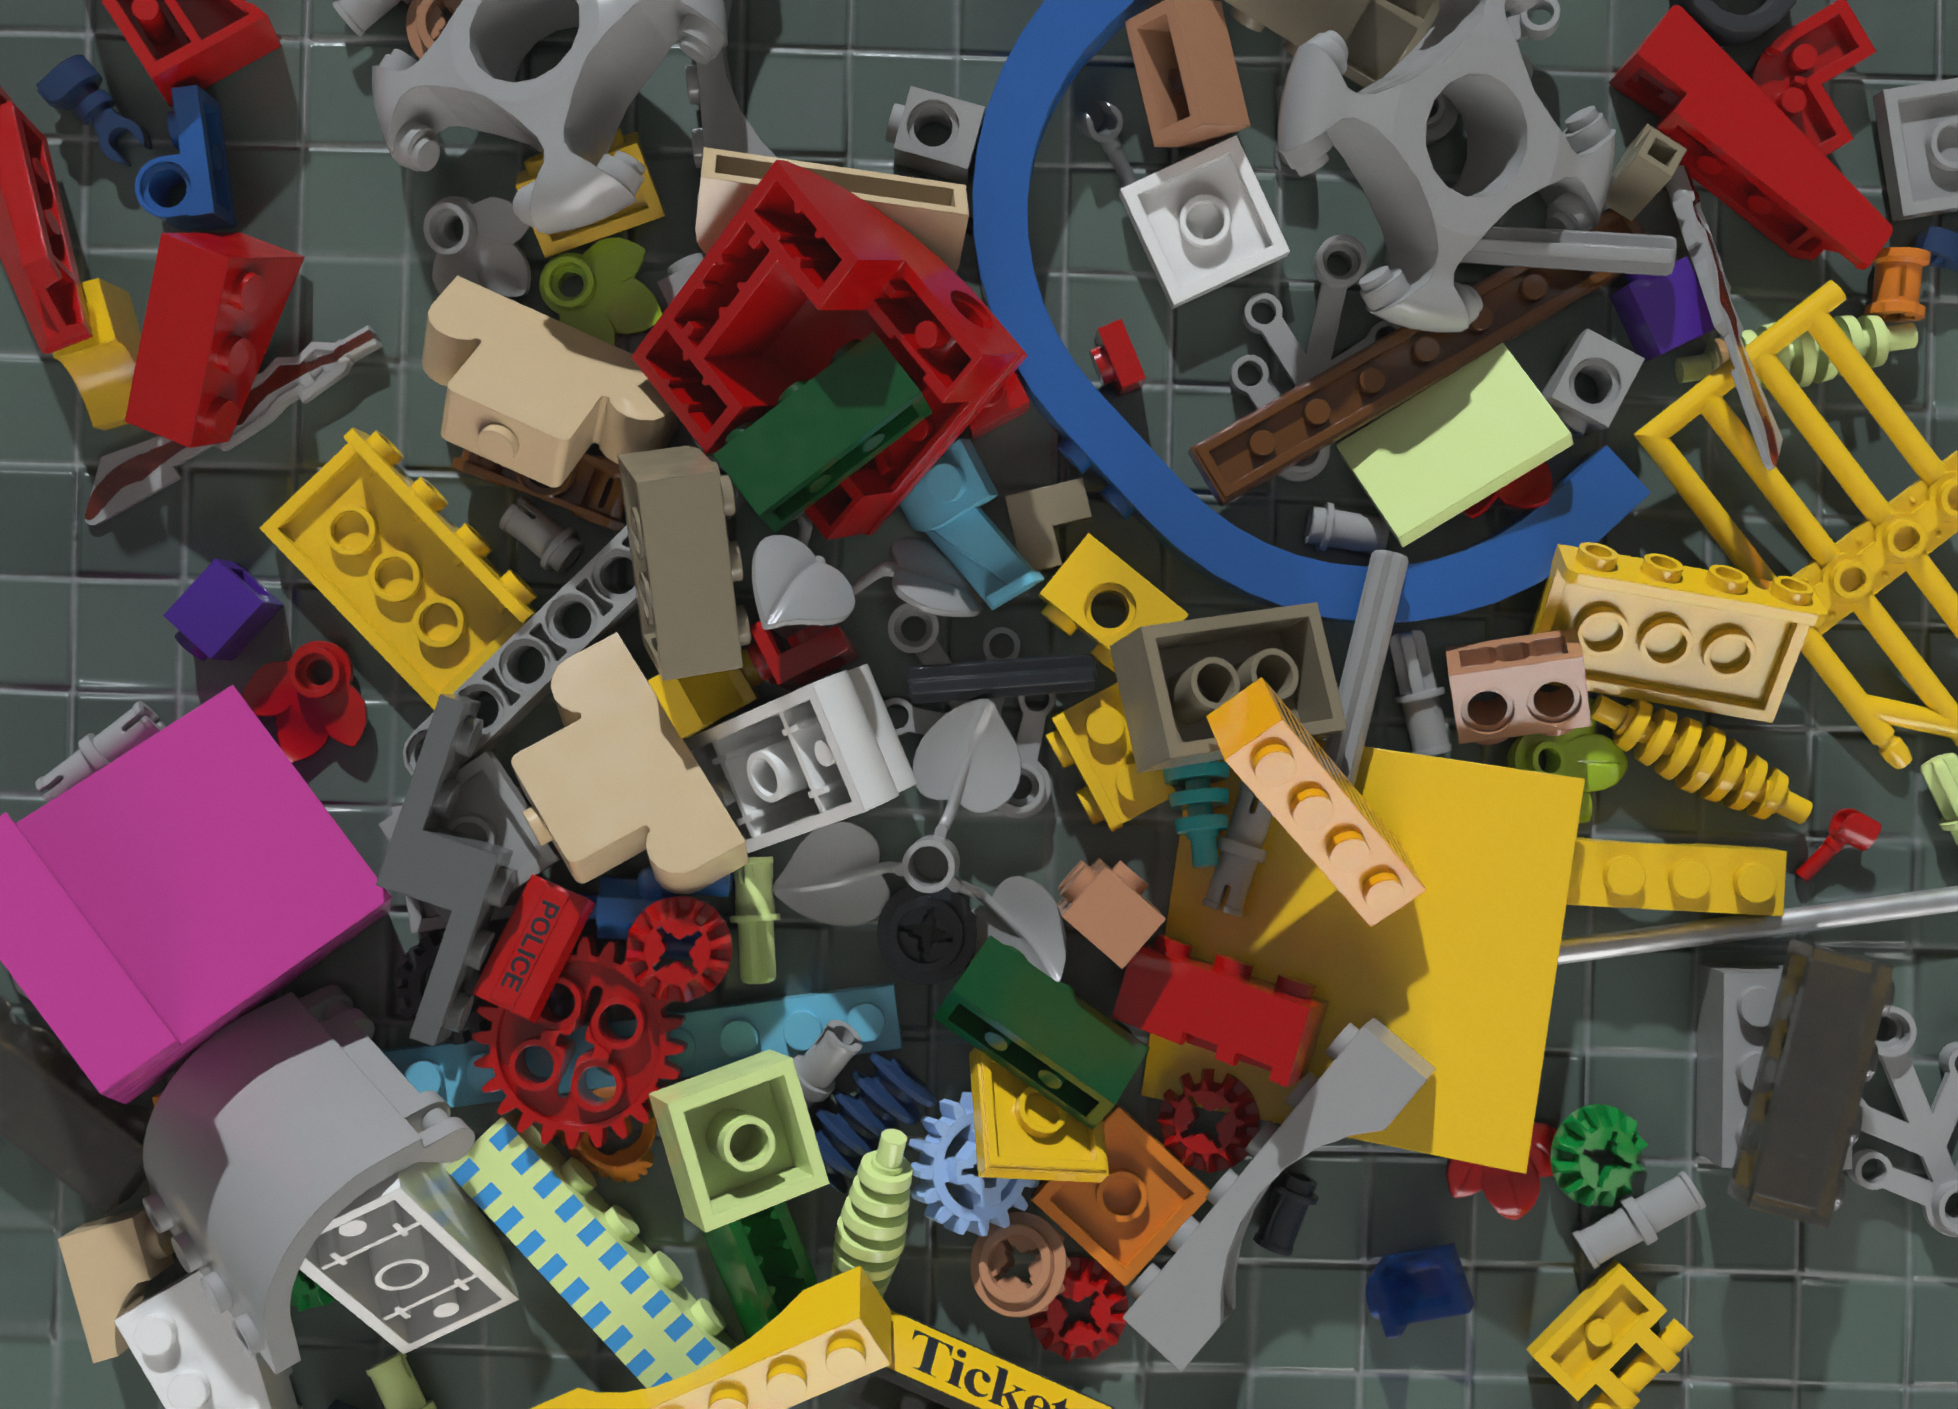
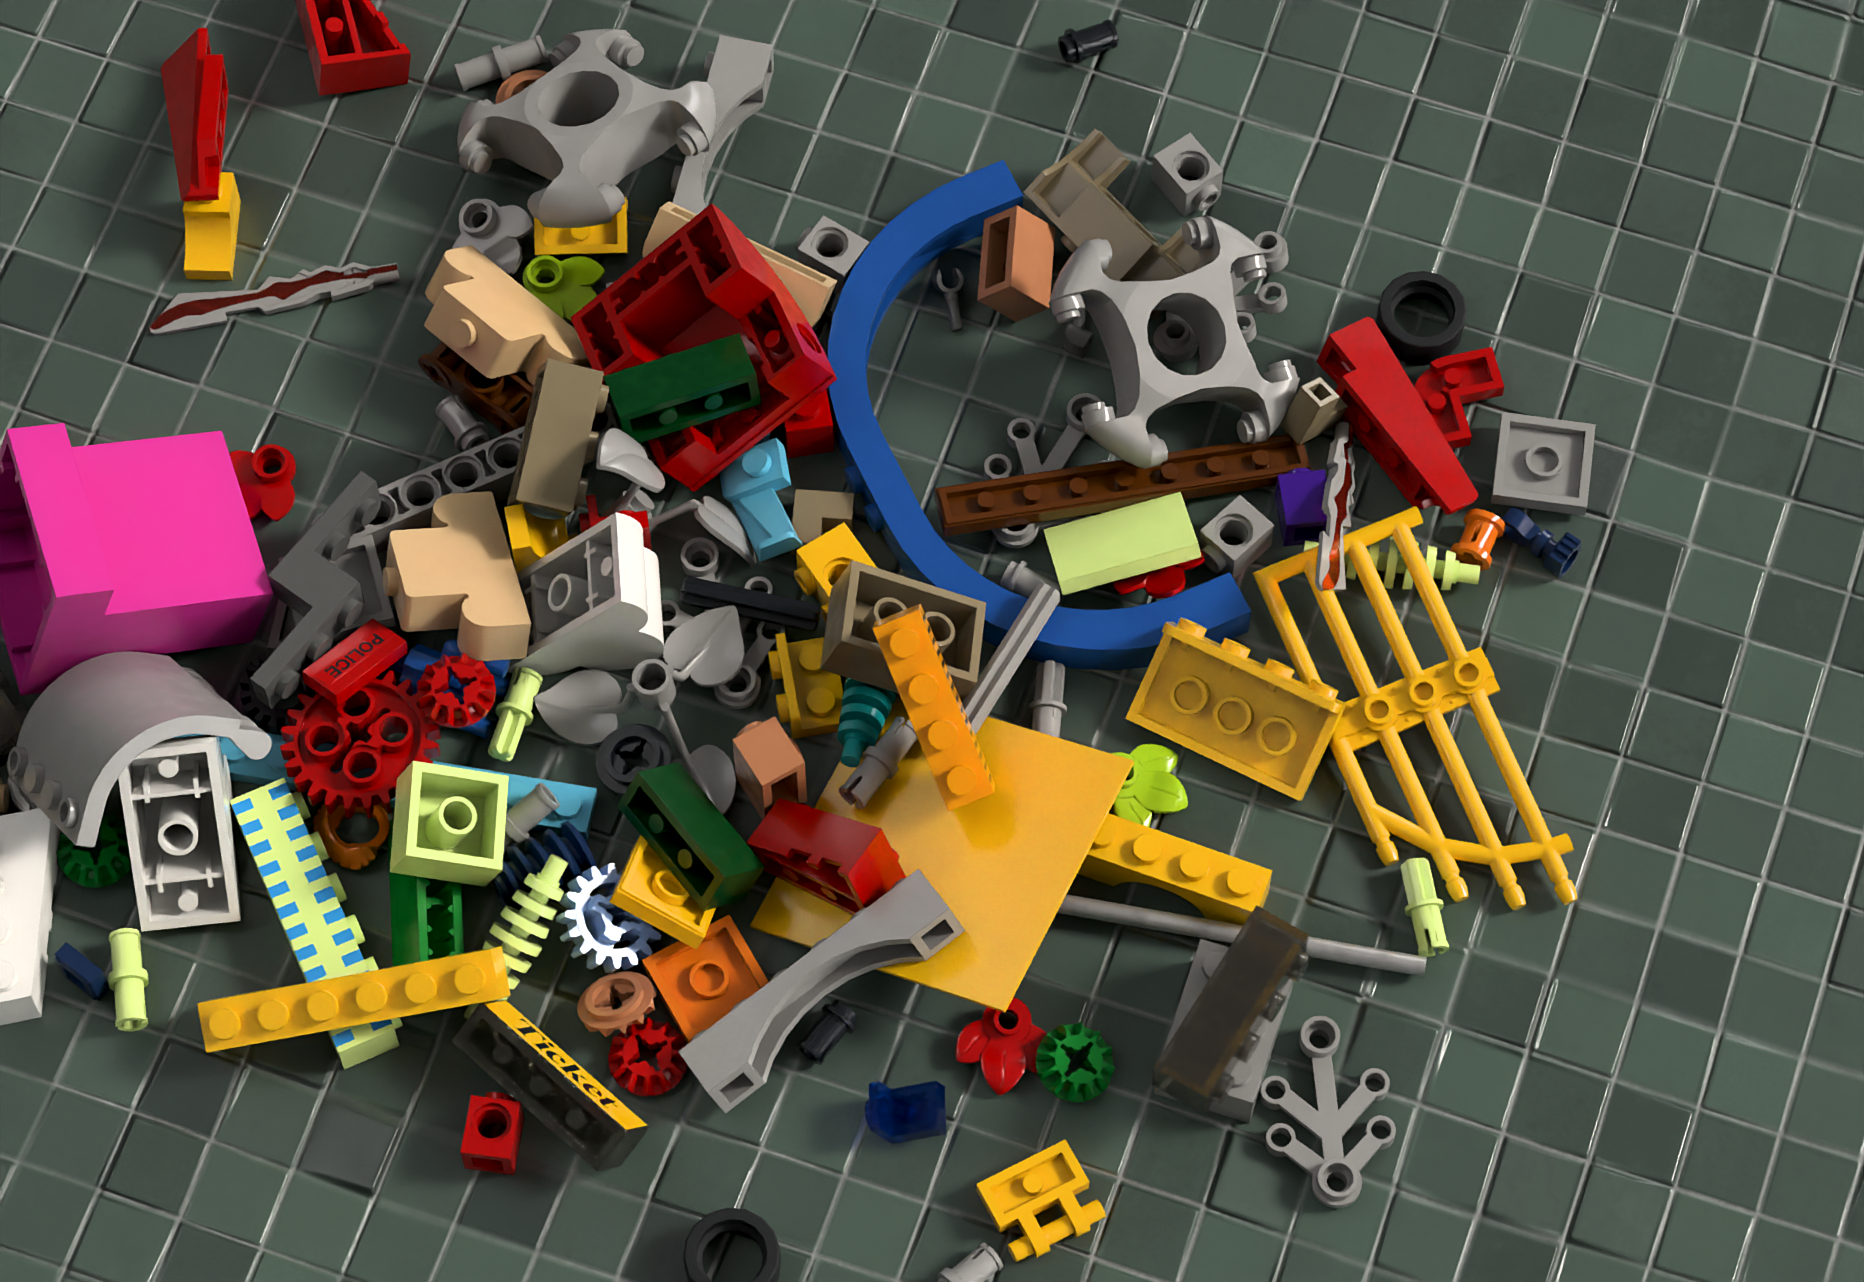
camera: 15 degrees right, 25 degrees down
(74, 86) = (262, 67): dark blue piece -> none
(202, 163) = (321, 133): blue plate -> none
(207, 332) = (288, 229): red wedge -> none
(221, 611) = (223, 404): dark purple brick -> none
(400, 566) = (356, 407): yellow bracket -> none
(1116, 359) = (905, 428): red plate -> none
(1204, 222) = (998, 362): white plate -> none
(1234, 1130) = (770, 946): red gear -> none
(1516, 671) = (1115, 703): nougat brick -> none
(1575, 250) = (1230, 438): light grey axle -> none
(1639, 1219) = (1090, 1117): light grey pin -> none
(1701, 759) = (1238, 809): yellow piece -> none
(1845, 827) = (1337, 892): red hand -> none

